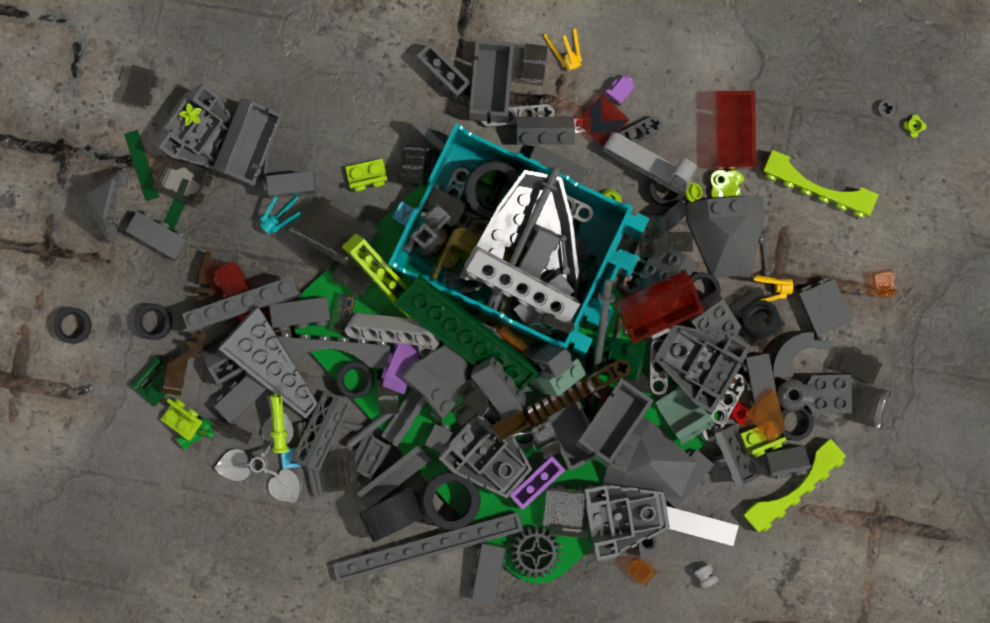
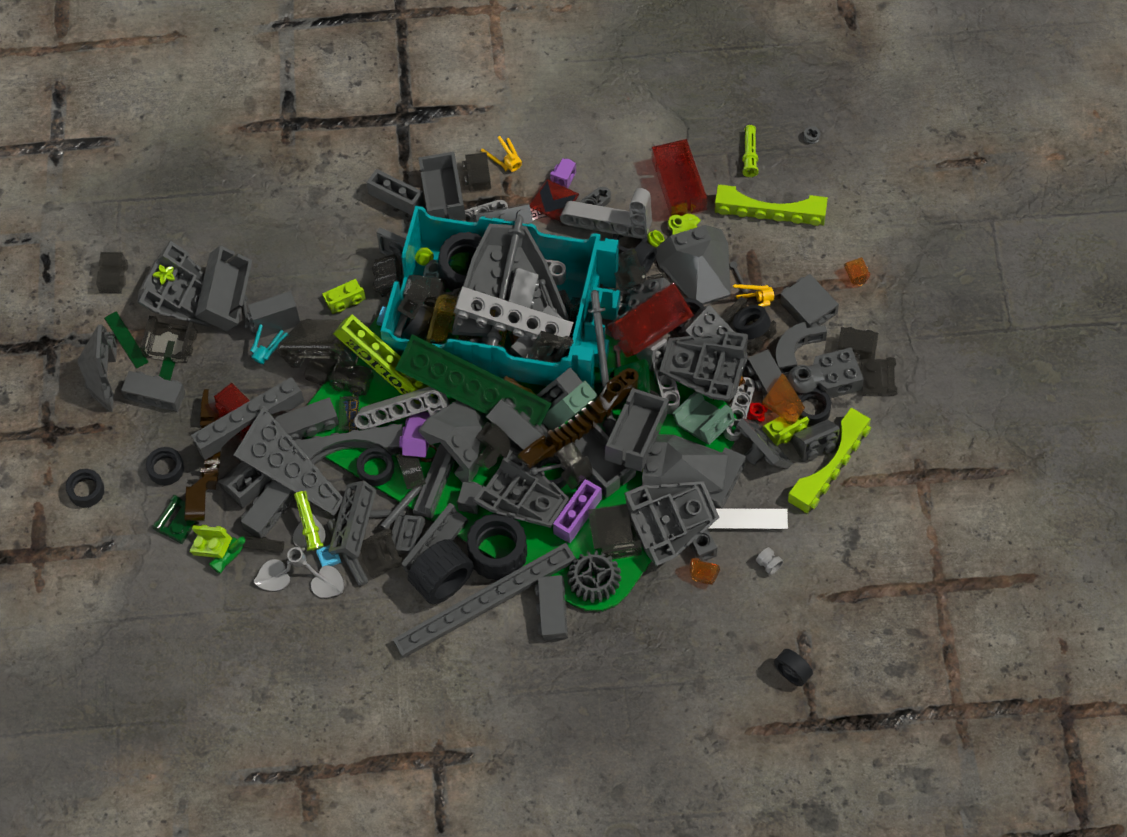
camera: 15 degrees left, 25 degrees down
(455, 161) = (423, 256): none -> lime plate
(815, 121) = (750, 157): none -> lime pin
(920, 126) = (842, 137): lime plate -> none

